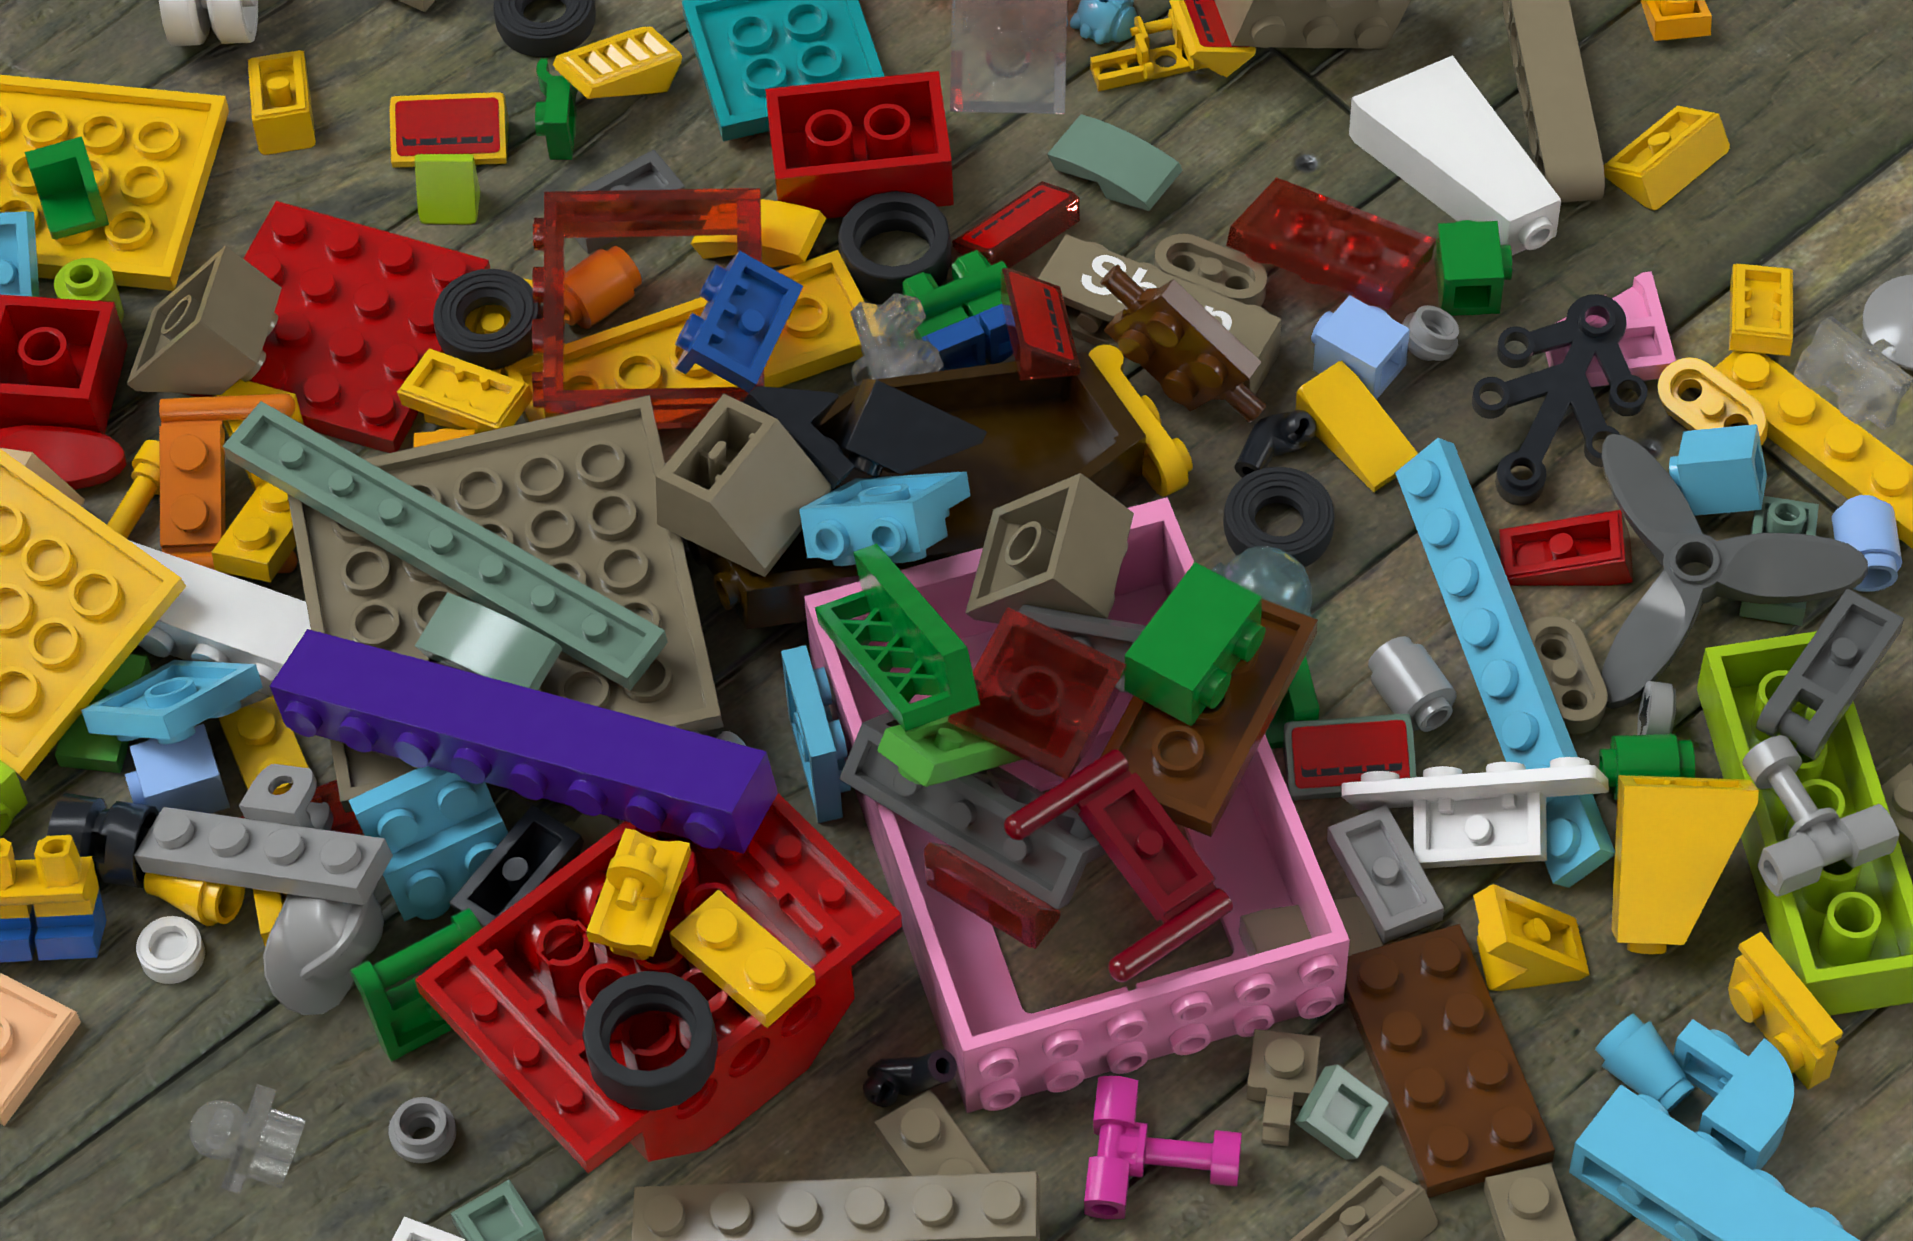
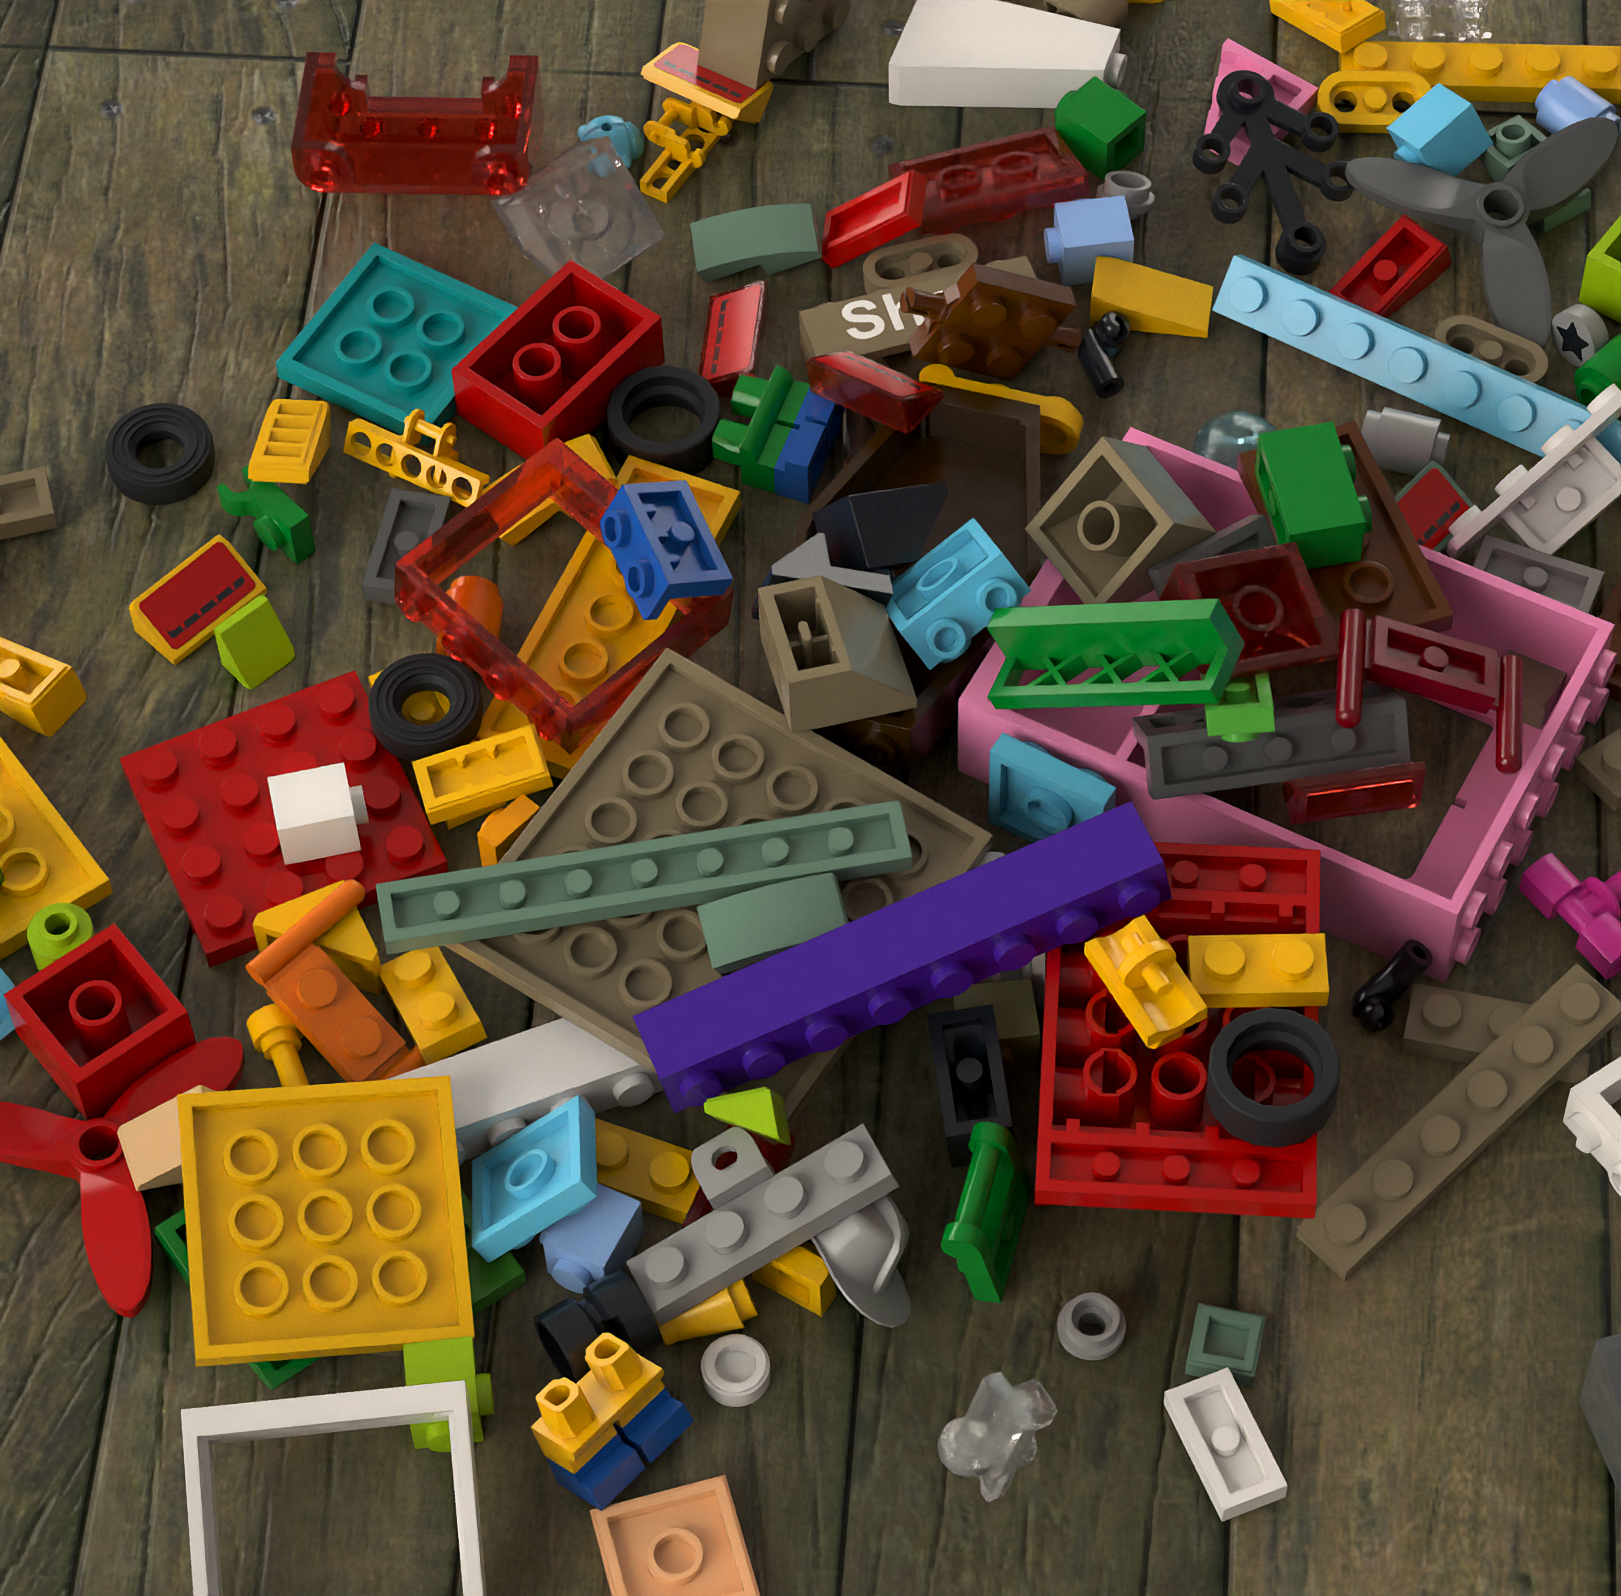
camera: 45 degrees left, 0 degrees up
(208, 330) = (218, 886): dark tan slope -> none
(324, 773) = (754, 1111): none -> lime slope
(327, 333) = (317, 813): none -> white brick
(436, 832) = (873, 1086): medium azure plate -> none
(689, 127) = (444, 457): none -> yellow piece
(889, 340) = (762, 499): clear hips -> none
(1207, 207) = (873, 218): none -> red tile
(1286, 487) = (1170, 373): black tyre -> none

